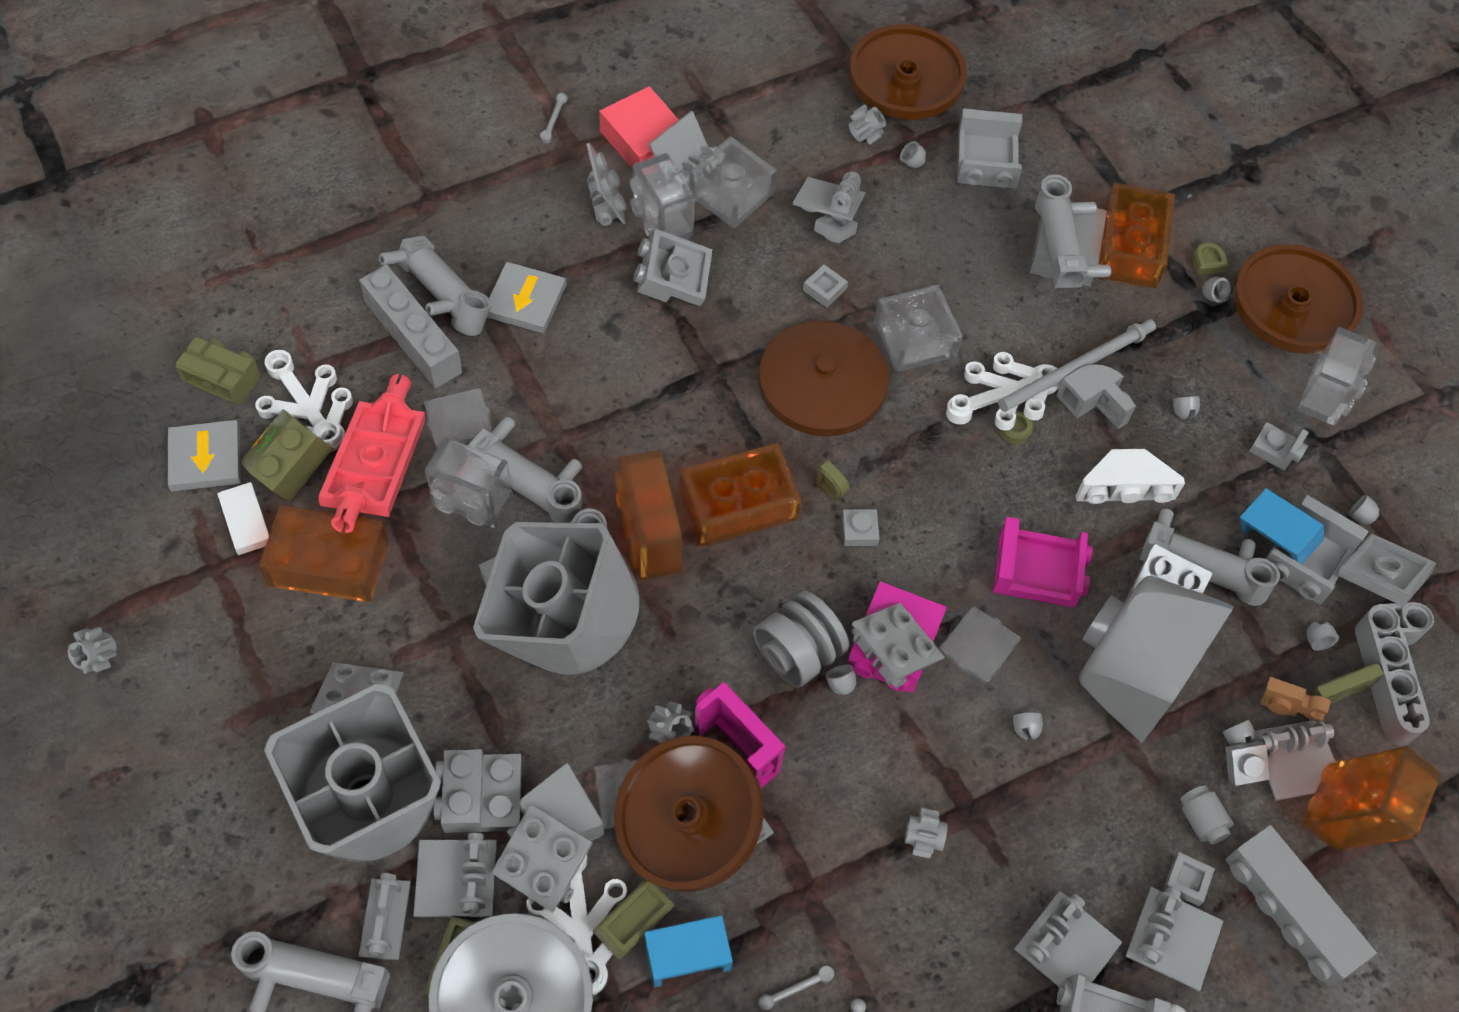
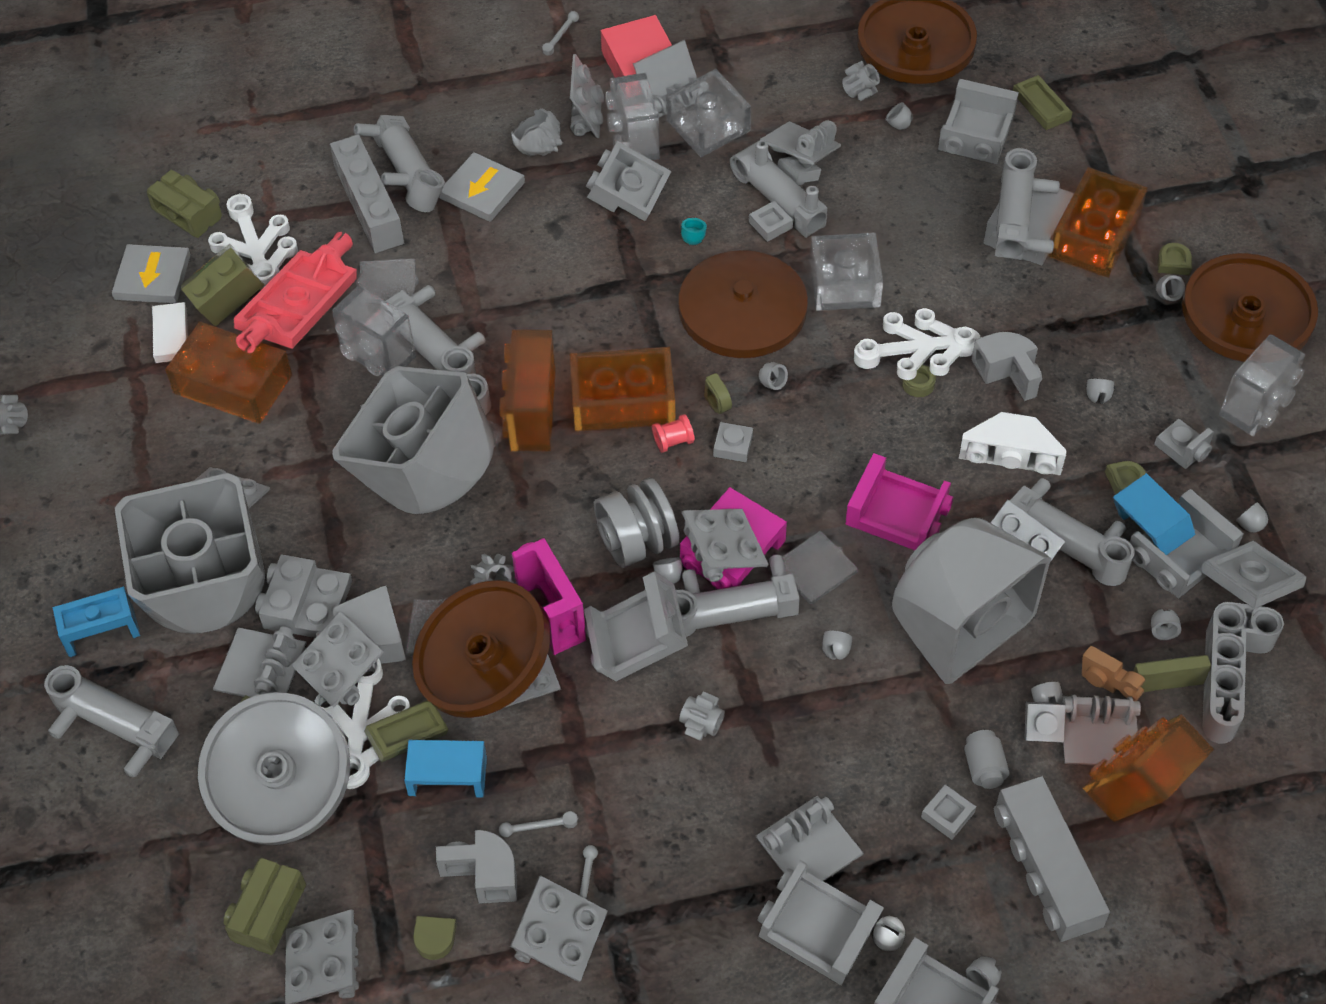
camera: 20 degrees right, 5 degrees down
(263, 867) = (94, 616): none -> dark azure panel
(385, 918) = (188, 684): light grey hinge -> none
(568, 232) = (538, 134): none -> light grey hair
(753, 309) = (693, 231): none -> teal hinge
(793, 230) = (756, 166): none -> light grey piece
(801, 531) = (673, 433): none -> coral bush
(836, 755) = (636, 630): none -> light grey panel
(878, 449) = (777, 372): none -> light grey hinge
(915, 705) = (739, 602): none -> light grey piece
(1040, 119) = (1042, 102): none -> olive tile
(1135, 333) = (1070, 315): light grey bar -> none
(1174, 938) = (917, 861): light grey hinge -> none
(1237, 491) = (1123, 474): none -> olive tile

